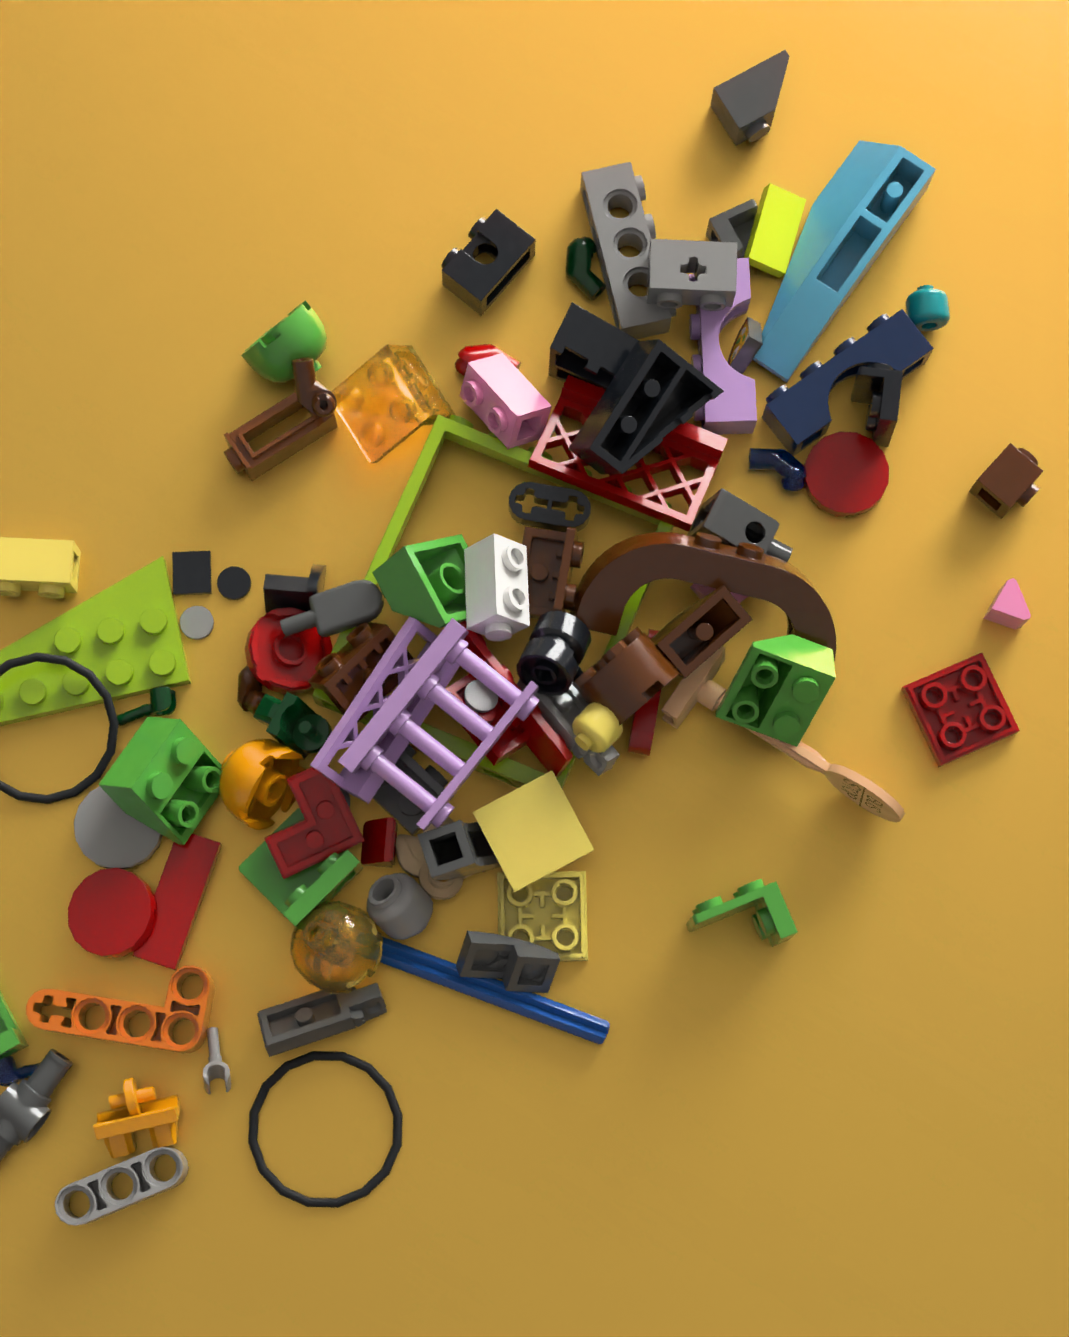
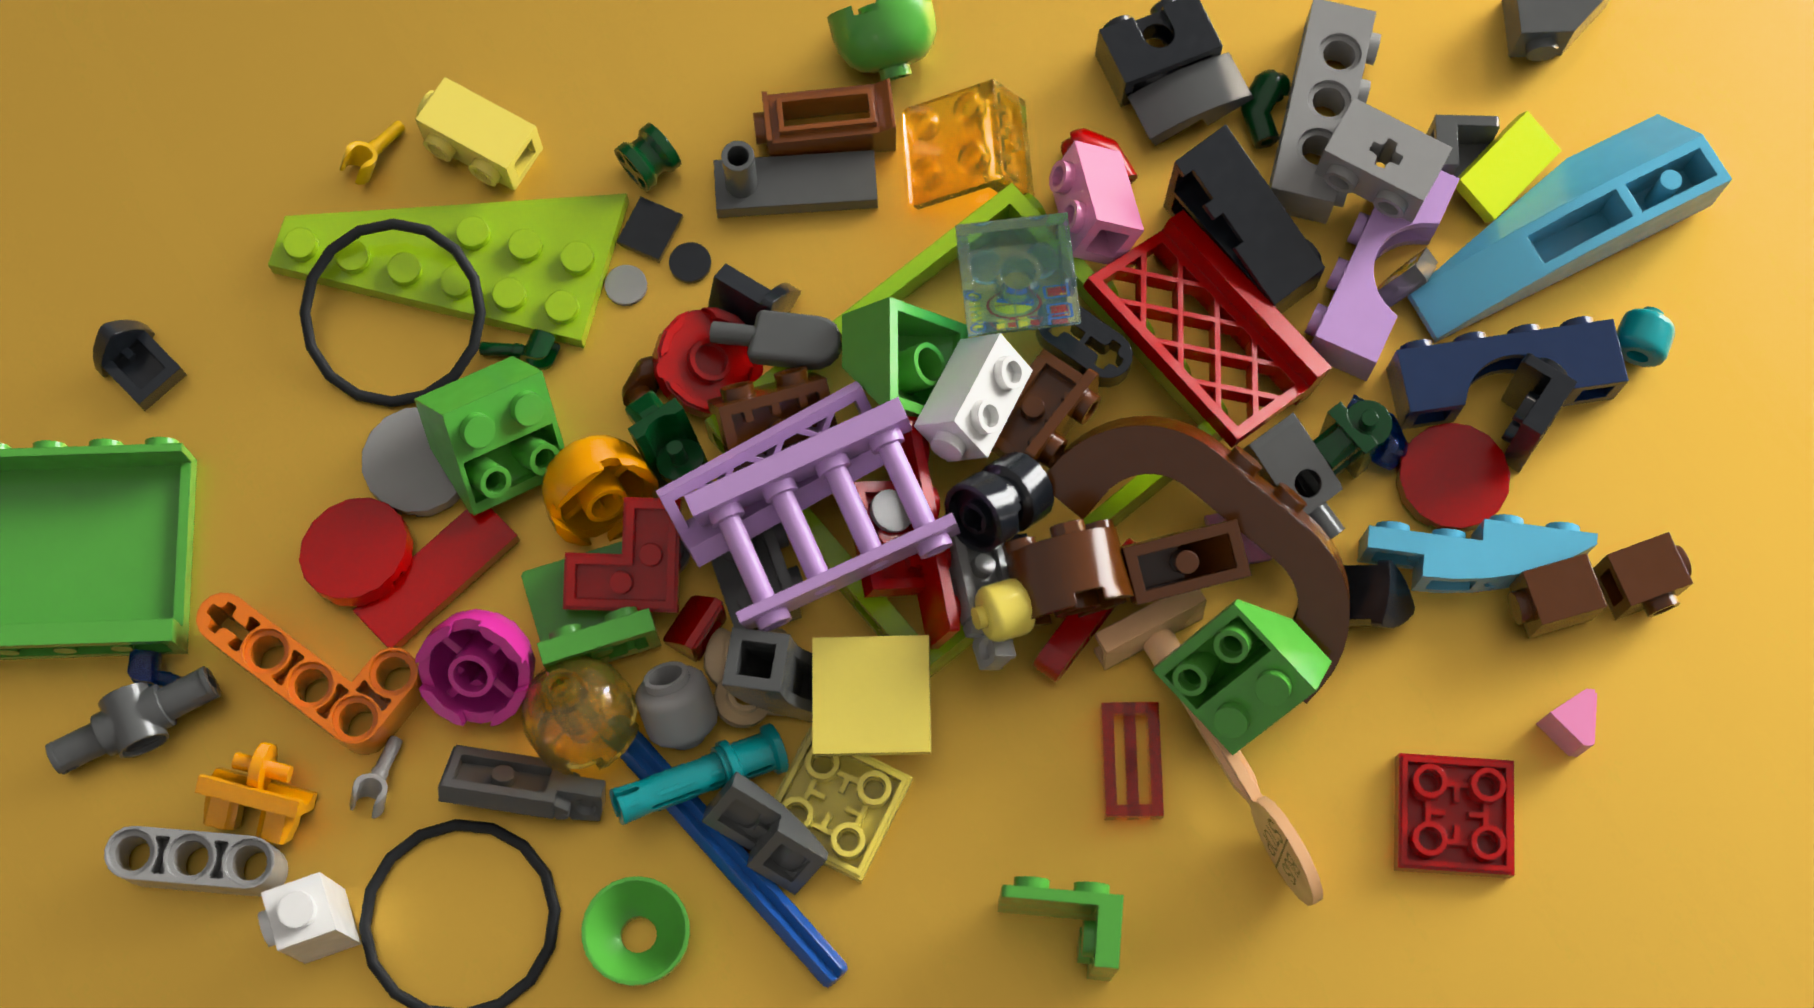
camera: 30 degrees right, 5 degrees down
(164, 521) = (647, 157): none -> dark green wheel
(226, 1184) = (308, 918): none -> white brick
(246, 951) = (475, 667): none -> dark pink cylinder
(279, 488) = (792, 182): none -> dark grey piece
(310, 391) = (880, 87): reddish brown arm -> none
(434, 955) = (678, 784): none -> teal pin
(448, 1049) = (614, 909): none -> bright green piece
(482, 485) = (1017, 274): none -> clear light blue slope
(528, 286) = (1190, 94): none -> dark grey slope
(640, 407) = (1247, 276): black wedge -> none
(744, 815) = (1132, 809): none -> clear red tile
(767, 480) = (1353, 435): none -> dark green hips
(838, 584) = (1378, 595): none -> black tile
(902, 516) = (1486, 562): none -> medium azure slope
(956, 524) = (1556, 596): none -> reddish brown brick

